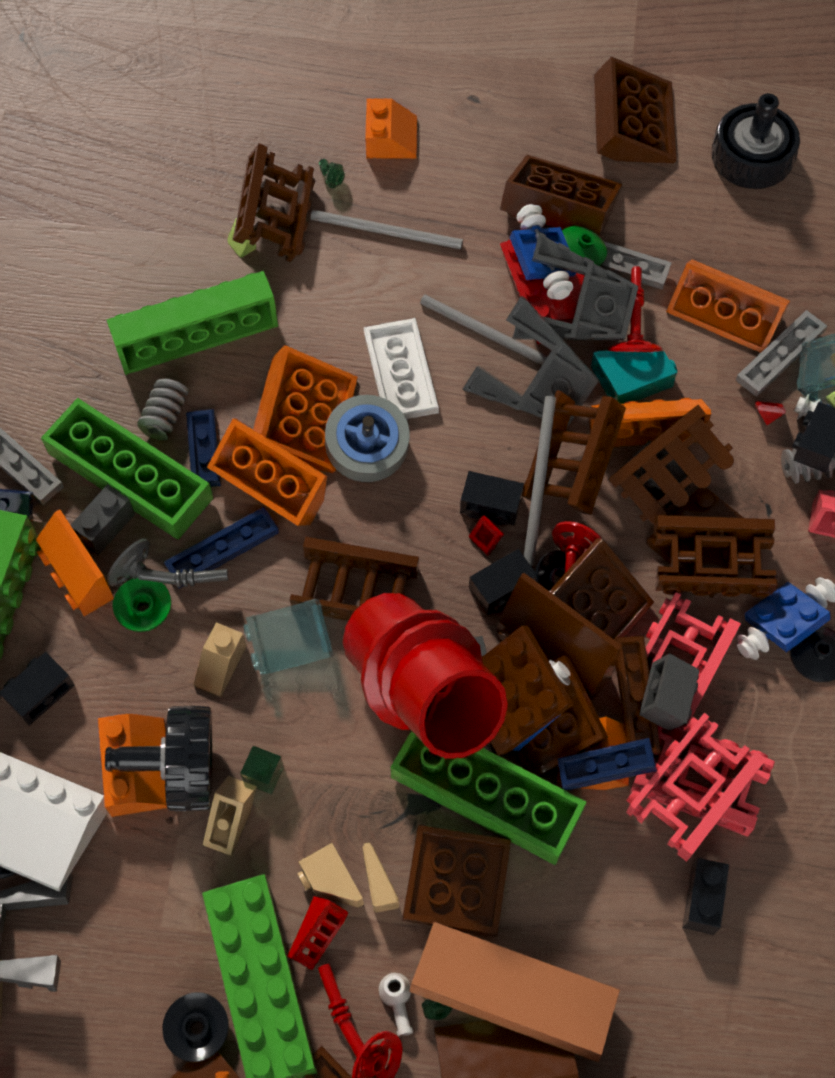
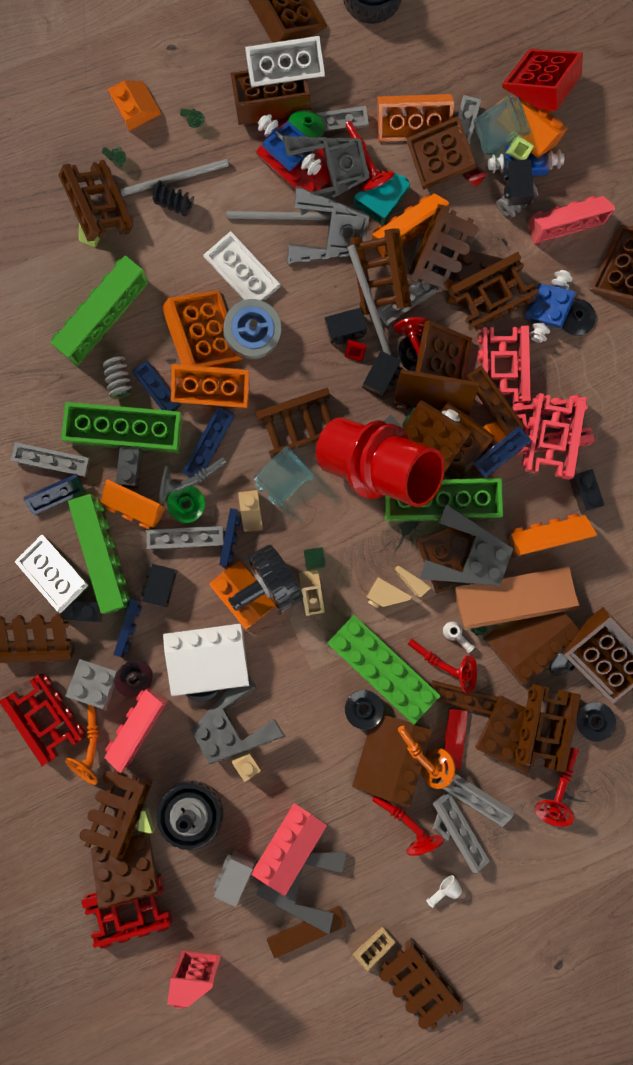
camera: 30 degrees left, 20 degrees up
(112, 647) = (185, 537): none -> light grey plate
(167, 680) = (230, 538): none -> dark blue plate
(322, 913) = (396, 626): red slope -> none
(367, 248) = (172, 200): none -> black piece
(450, 178) = (195, 118): none -> clear green plate
(496, 907) = (485, 560): none -> dark grey wing
(598, 167) = (285, 61): none -> white slope
(608, 510) = (418, 294): none -> light grey plate
(616, 929) = (550, 535): none -> orange slope
(669, 692) = (513, 391): dark grey brick -> none
(738, 359) = (441, 153): none -> reddish brown plate

